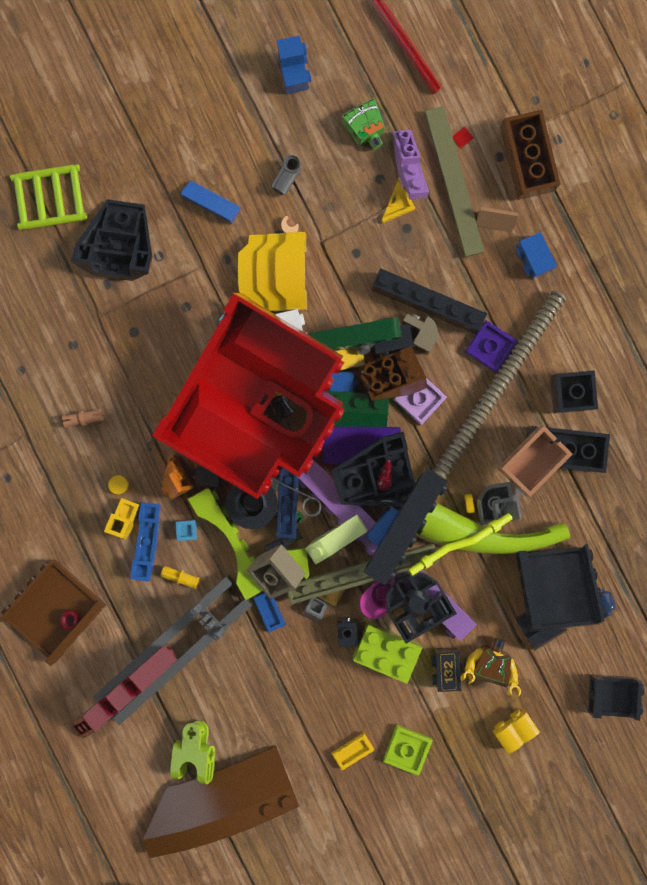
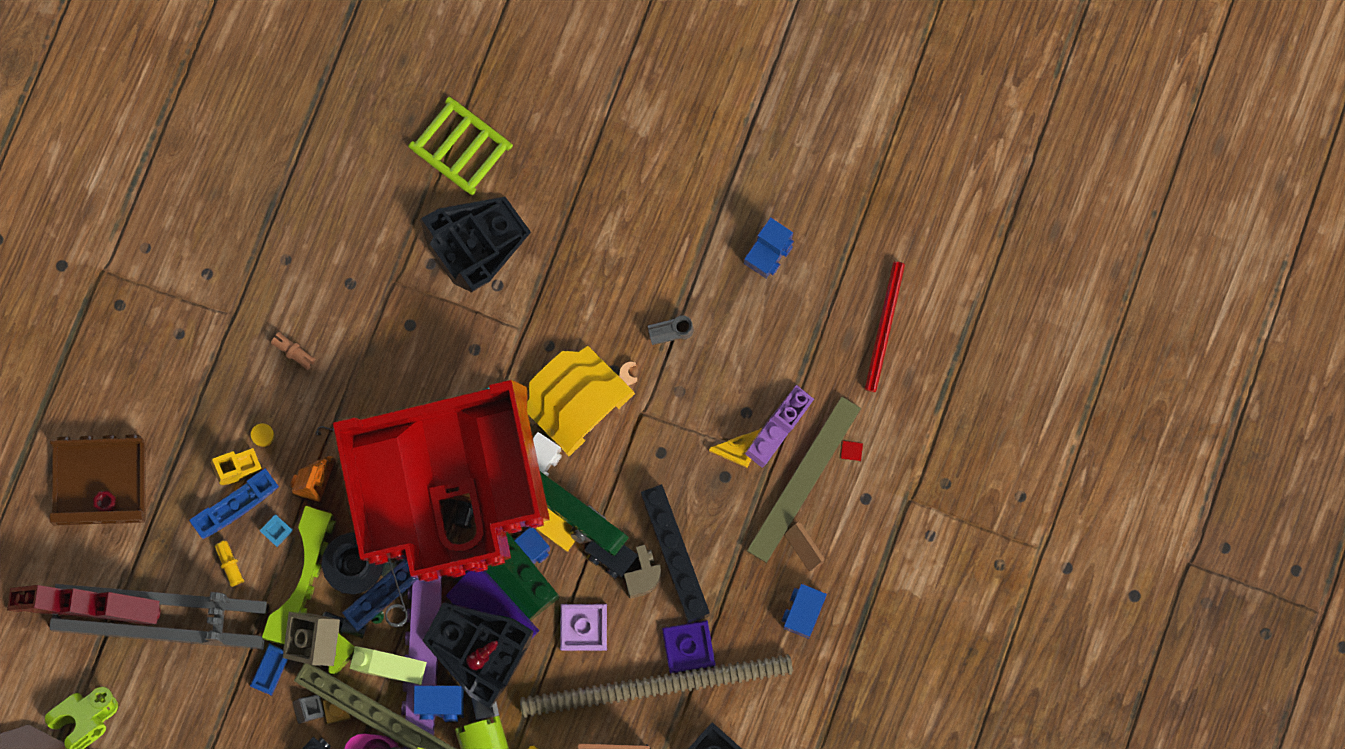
camera: 50 degrees right, 10 degrees down
(205, 477) = (338, 503): black brick -> none
(210, 202) = (586, 286): blue slope -> none
(365, 124) = (779, 356): bright green torso -> none
(393, 375) = (578, 583): reddish brown slope -> none
(405, 526) = (452, 708): black brick -> none
(530, 154) = (886, 522): reddish brown brick -> none

